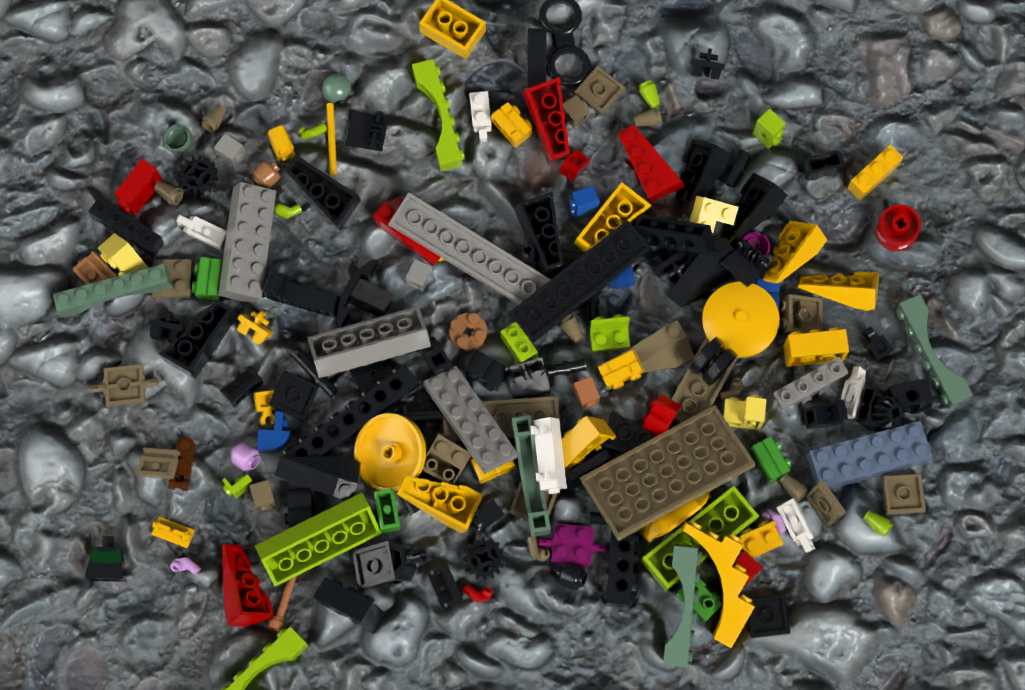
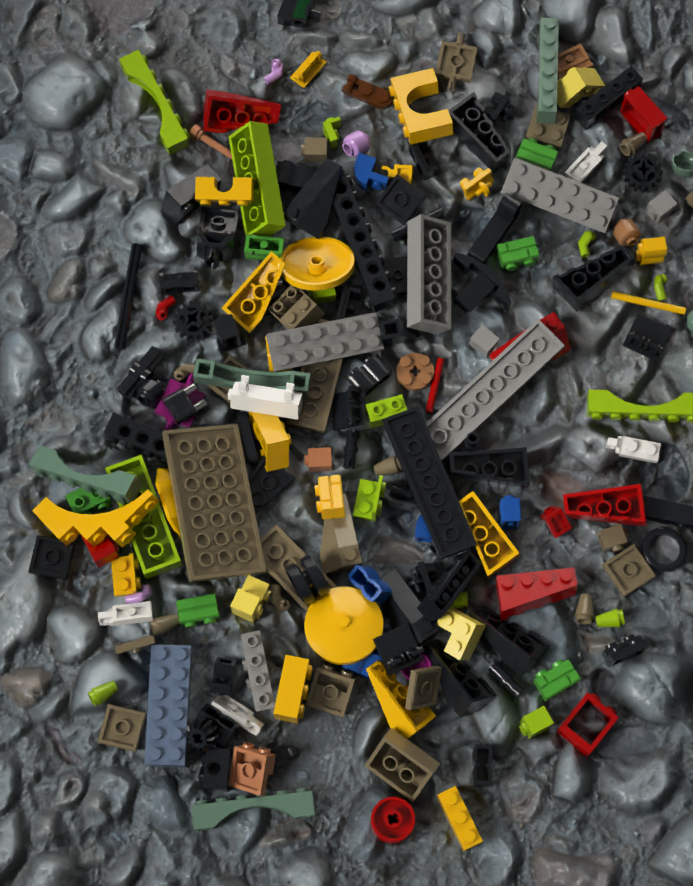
camera: 110 degrees right, 0 degrees up
(158, 463) = (373, 70): dark tan plate -> none
(213, 398) = (419, 126): none -> yellow arch
(318, 269) = (517, 253): none -> bright green brick
(343, 544) = (240, 193): none -> yellow arch
(476, 309) = (434, 386): none -> red bar
(476, 634) = (128, 295): none -> black axle
(511, 124) = (615, 472): yellow brick -> none
(554, 593) = (140, 372): none -> black piece
(578, 539) = (180, 405): none -> black piece
(661, 415) = (273, 517): red brick -> none
(677, 71) = (628, 649): none -> black plate
(695, 304) = (370, 584): none -> blue brick
(715, 68) = (629, 688): black hips -> none
(722, 125) = (556, 680): none -> bright green brick
(745, 102) = (574, 738): none -> red window
(774, 231) = (423, 687): none -> dark tan plate
(848, 231) = (402, 764): none -> dark tan brick
(853, 290) = (343, 748): yellow wedge -> none
(899, 362) = (251, 768): none -> nougat plate

